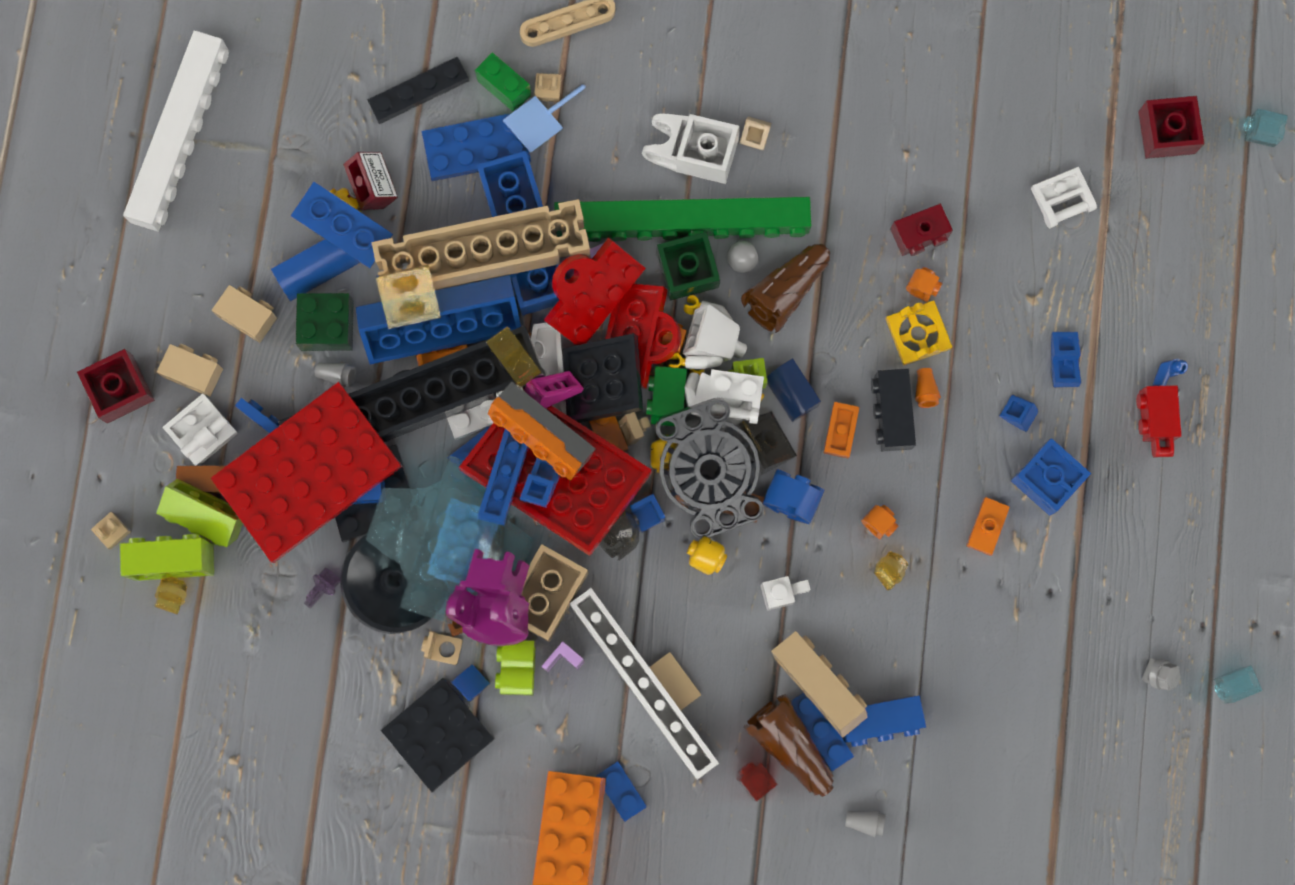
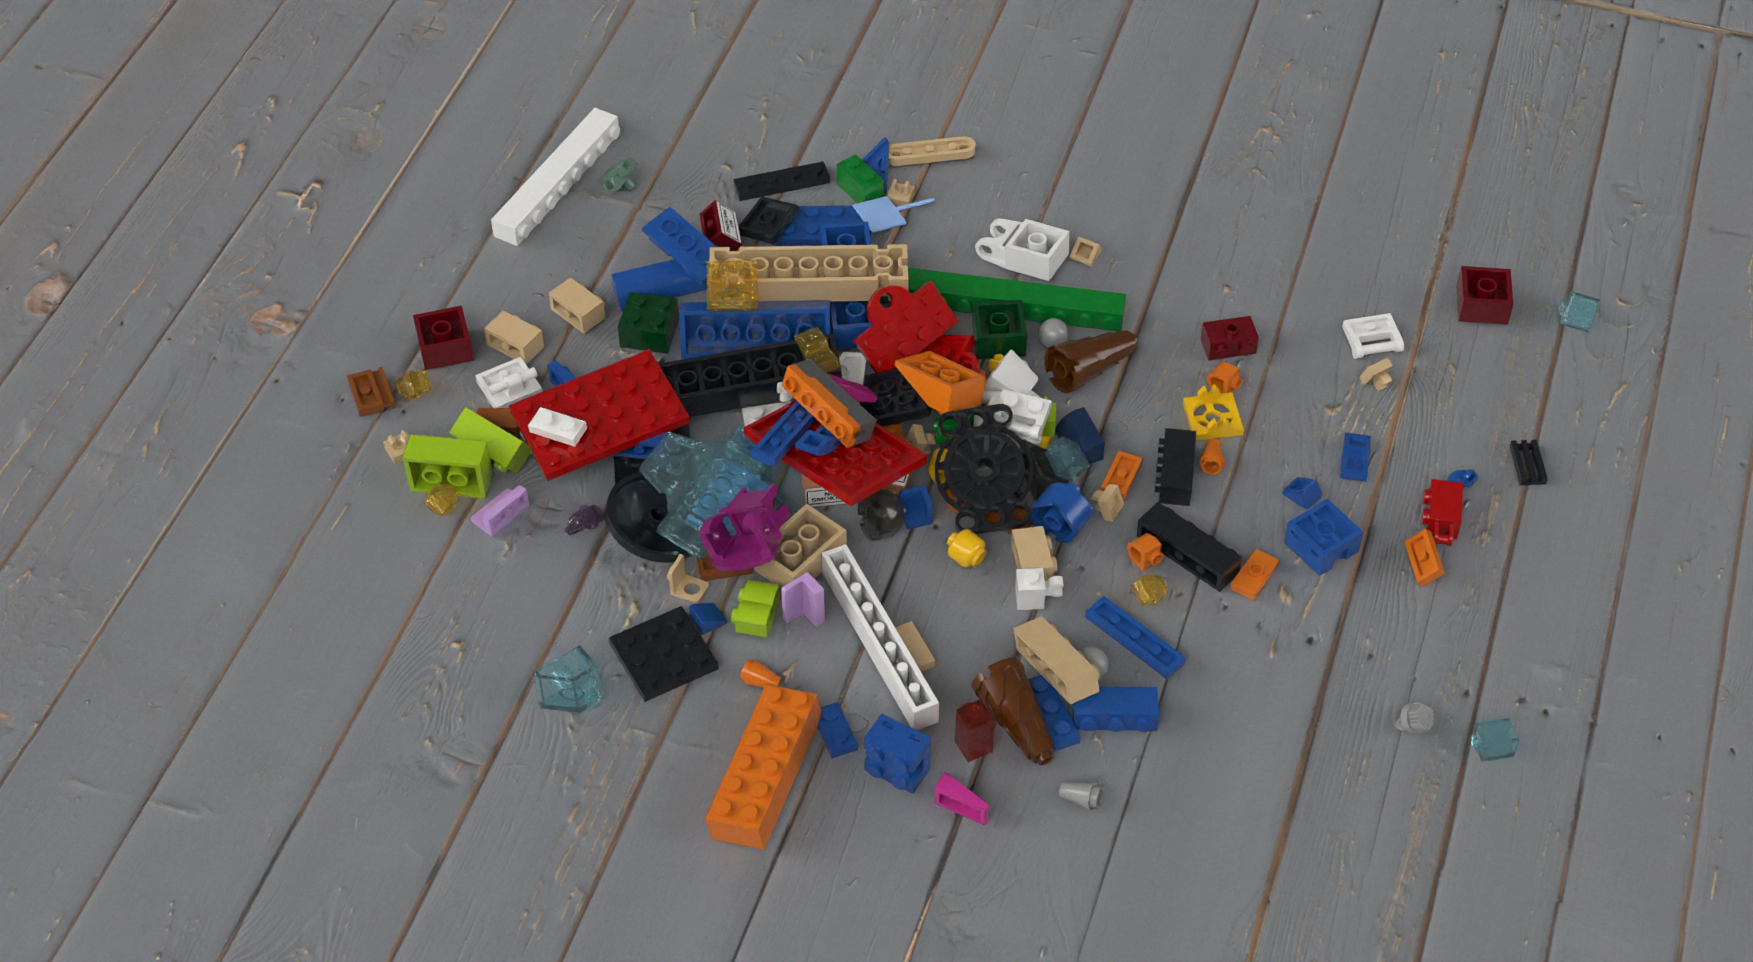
camera: 15 degrees right, 30 degrees down
(59, 466) = (370, 391): none -> dark orange plate
(100, 450) = (413, 385): none -> clear yellow piece
(232, 591) = (501, 510): none -> lavender panel
(244, 120) = (619, 175): none -> sand green piece
(269, 506) = (557, 426): none -> white plate
(361, 801) = (569, 682): none -> clear light blue slope
(417, 155) = (768, 220): none -> black tile
(514, 51) = (878, 160): none -> blue tile
(537, 747) = (758, 675): none -> orange cone
(647, 371) = (942, 382): none -> orange slope
(690, 824) = (897, 753): none -> blue piece
(750, 851) = (959, 799): none -> dark pink slope
(772, 550) = (1032, 550): none -> tan brick
(785, 424) = (1067, 459): none -> clear light blue brick
(834, 469) = (1109, 502): none -> tan tile
(853, 670) = (1097, 657): none -> light grey piece
(886, 628) = (1135, 637): none -> blue plate
(921, 508) = (1190, 546): none -> black brick
(1075, 250) = (1377, 374): none -> tan tile
(1148, 478) = (1424, 557): none -> orange plate
(1242, 330) = (1525, 447): none -> black tile

